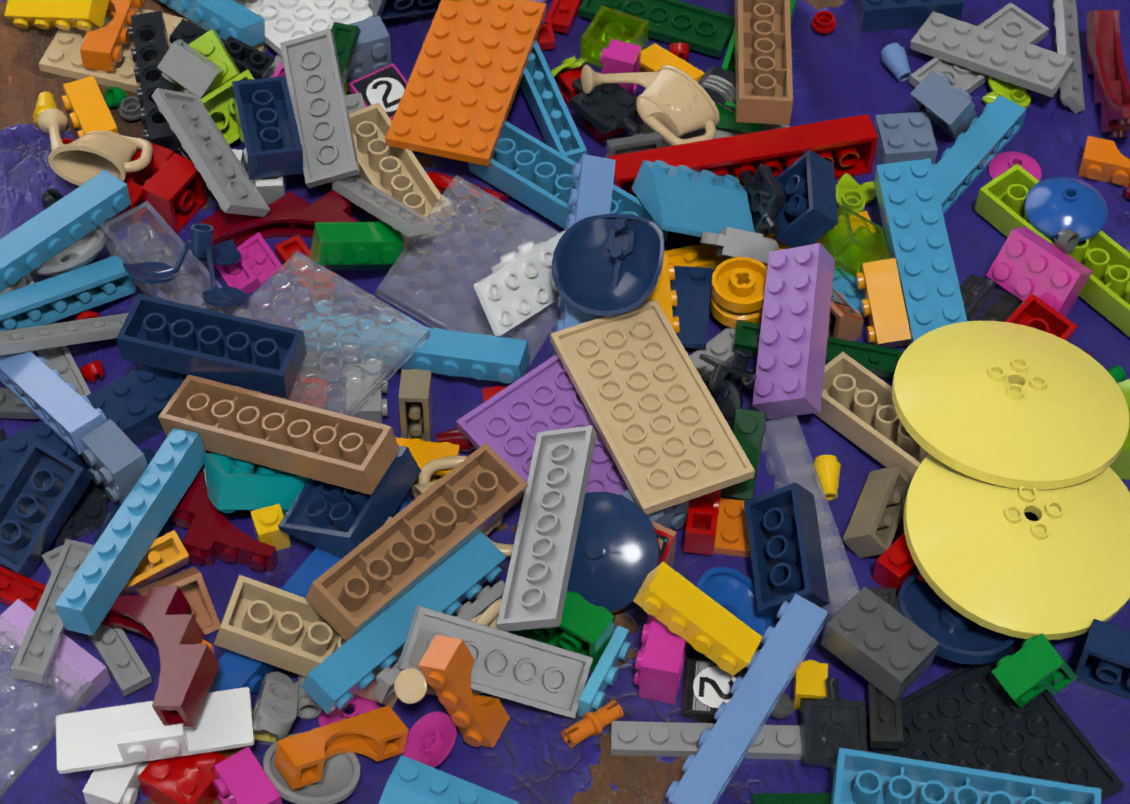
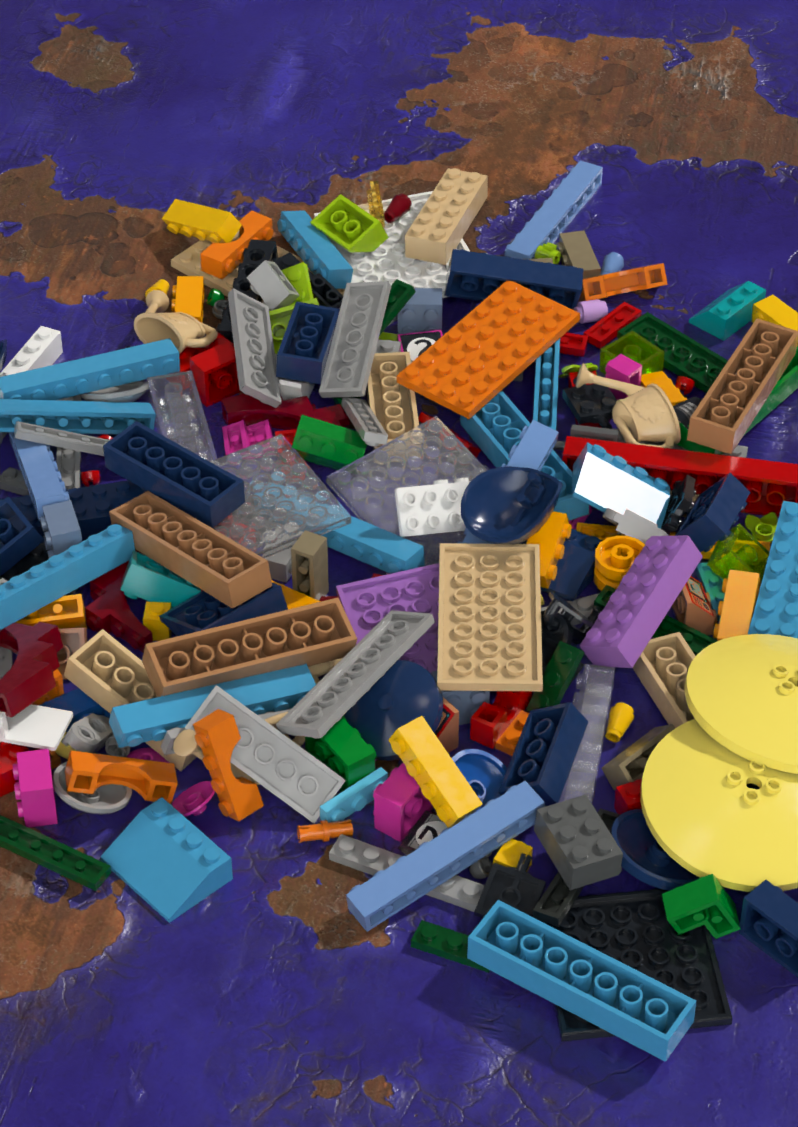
camera: 25 degrees right, 10 degrees down
(202, 247) = (207, 406): dark blue plant -> none

